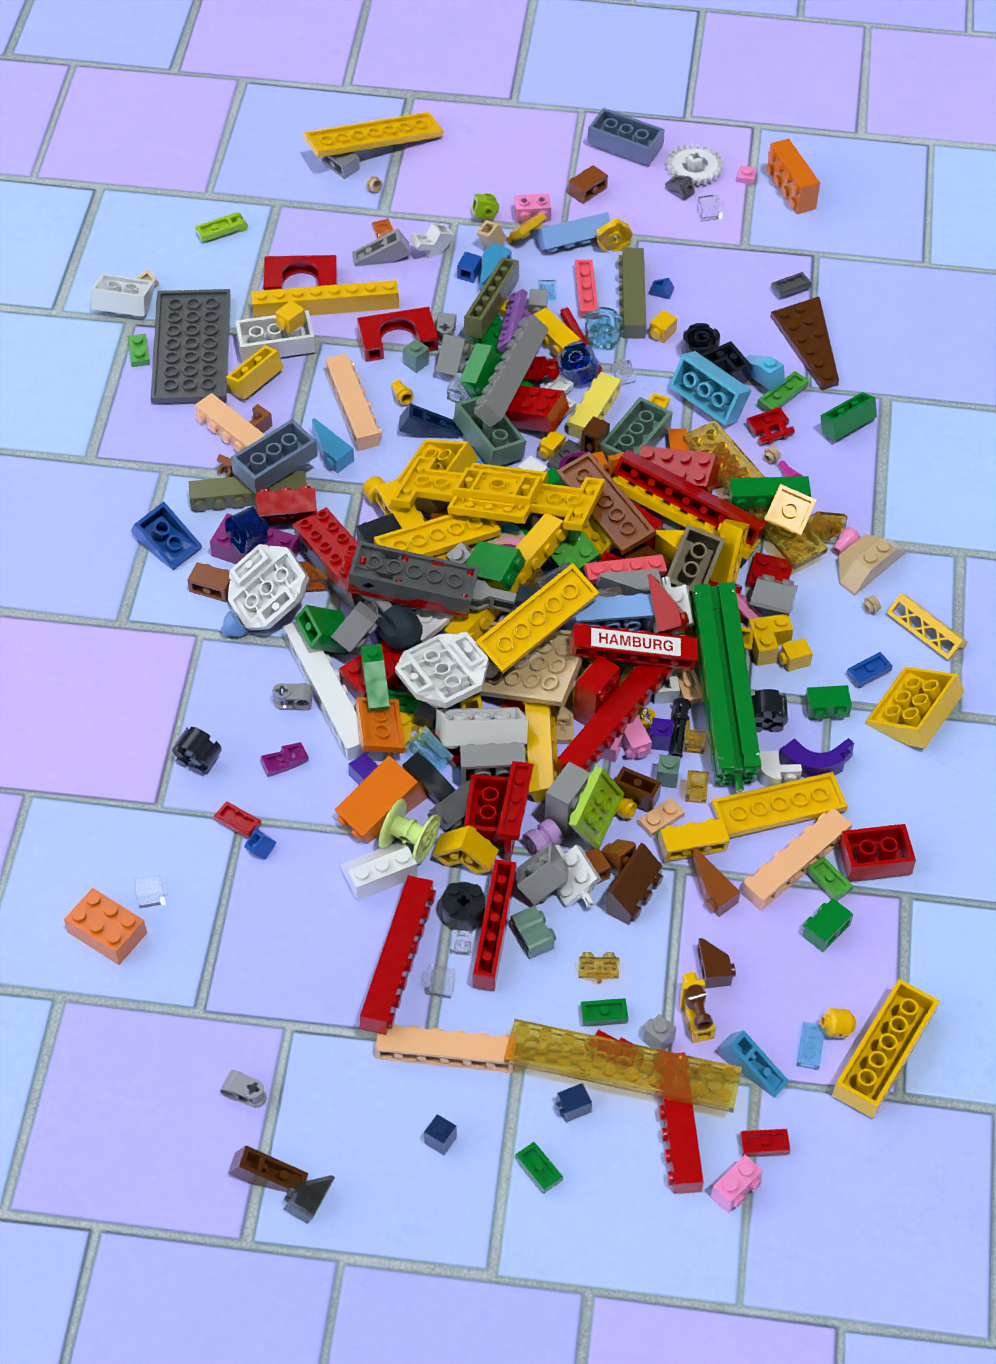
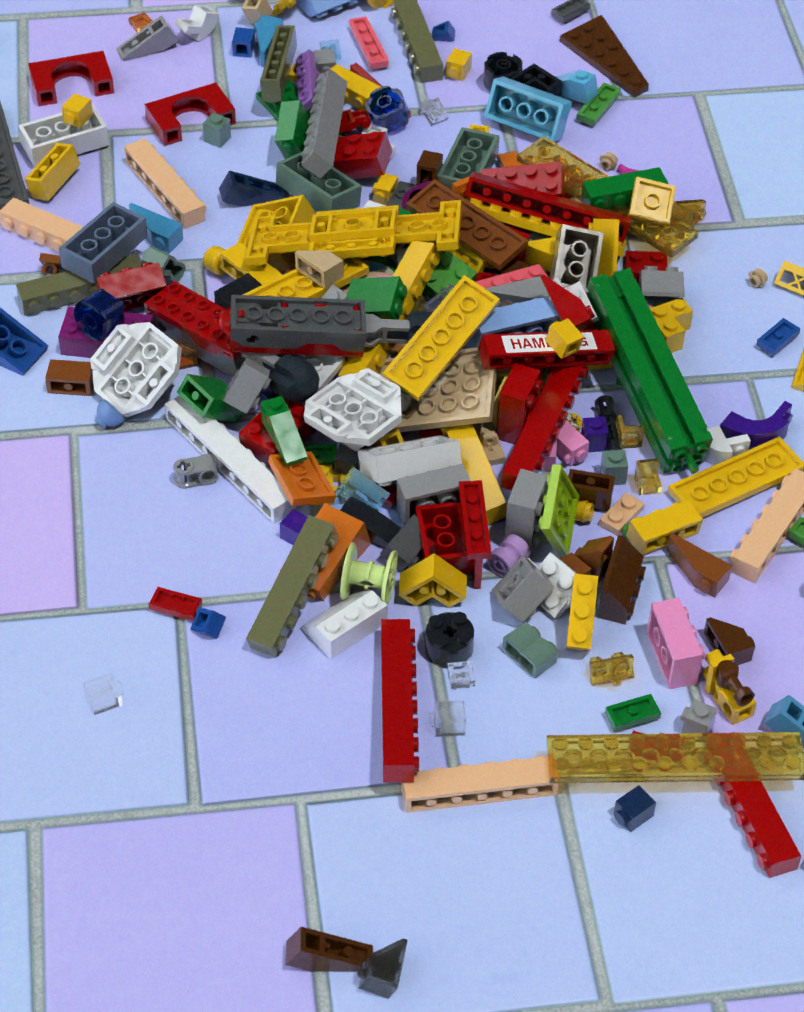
camera: 15 degrees left, 5 degrees down
(105, 926) = (64, 739): orange brick -> none
(196, 750) = (109, 541): black brick -> none
(240, 1087) = (272, 872): light grey piece -> none
(261, 418) = (73, 212): dark orange panel -> none
(287, 759) = (207, 535): magenta slope -> none
(324, 486) = (169, 265): none -> sand green brick
(329, 298) = (111, 91): yellow brick -> none
(339, 827) = (292, 586): none -> olive brick
(403, 394) = (215, 167): yellow cone -> none
(440, 1134) = (504, 871): dark blue brick -> none
(445, 325) = (239, 98): light grey piece -> none
(453, 354) = (256, 121): light grey brick -> none
(454, 522) = (320, 266): none -> tan slope
(456, 391) = (270, 154): clear brick -> none
(494, 925) = (489, 650): red brick -> none
(539, 1167) = (620, 881): green plate -> none
(586, 908) = (582, 612): none -> yellow brick
(595, 403) = (417, 138): light yellow brick -> none
(603, 328) = (401, 73): clear light blue brick -> none
(649, 641) = (564, 338): none -> yellow brick
(662, 955) = (675, 643): none -> bright pink brick
(667, 692) = (587, 394): white panel -> none
(689, 685) = (604, 383): light nougat plate -> none
(768, 421) = (593, 133): red plate -> none
(770, 710) = (701, 387): black brick -> none
(795, 654) = (701, 336): yellow brick -> none
(828, 702) = (749, 373): green brick -> none
(845, 540) = (711, 223): bright pink cone -> none
(848, 416) = (672, 113): green brick -> none
(866, 561) = (737, 240): tan wedge -> none

